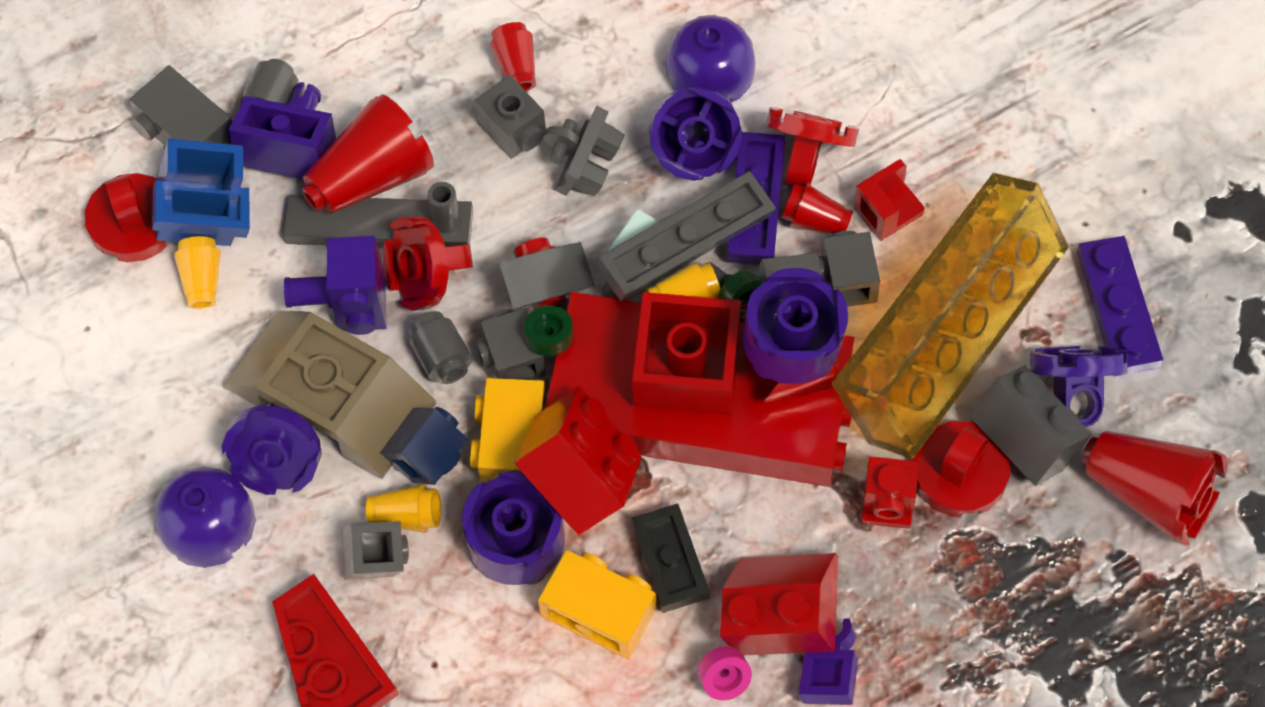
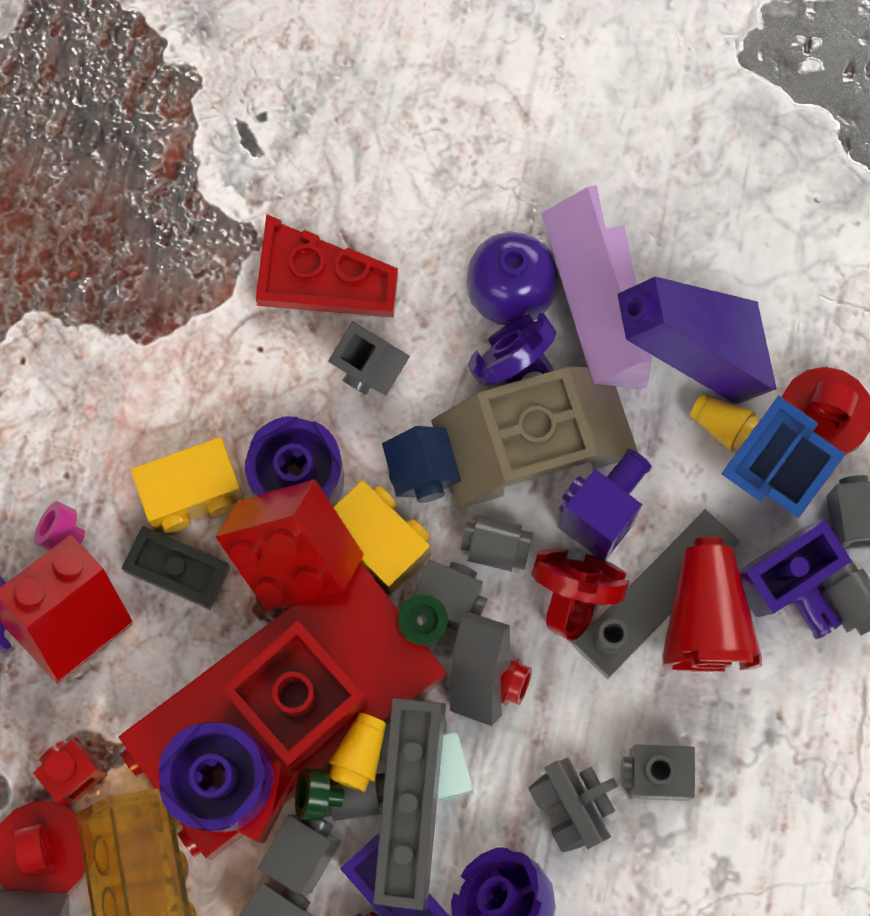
camera: 130 degrees right, 10 degrees up
(143, 315) = (701, 334): none -> dark purple slope
(161, 420) = (593, 270): none -> lavender slope
(413, 506) = (388, 415): yellow cone -> none
(515, 53) = (721, 830): red cone -> none

